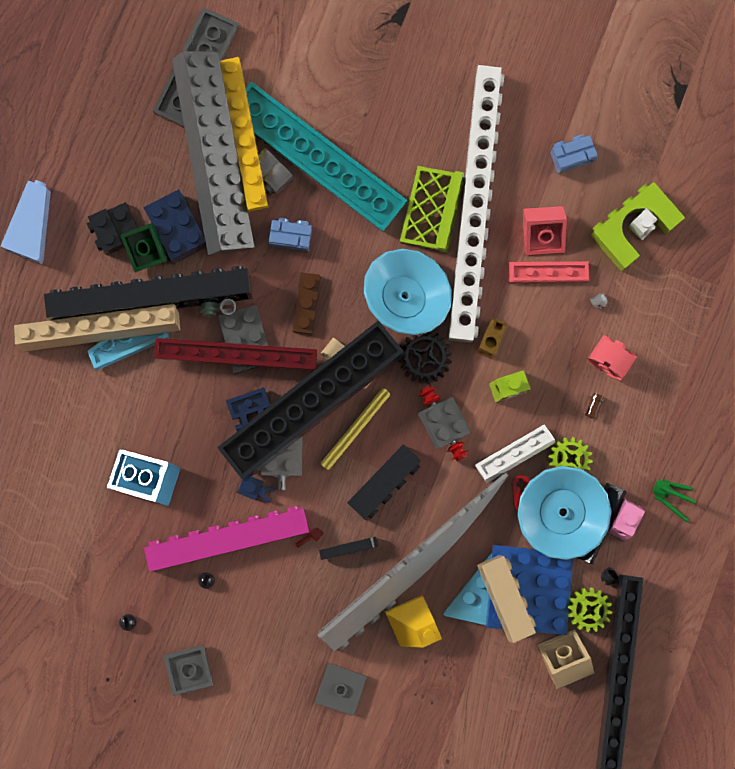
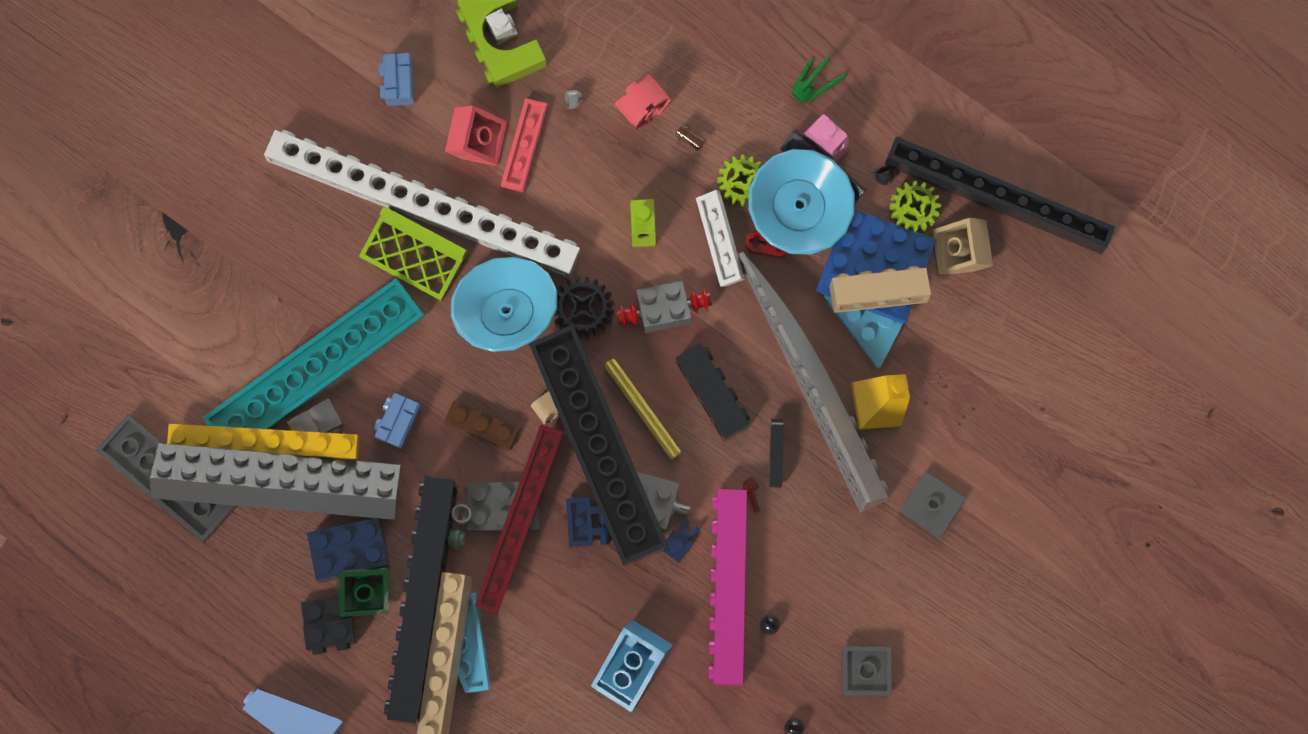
camera: 70 degrees left, 5 degrees down
(492, 338) = (582, 227): pearl gold leg -> none

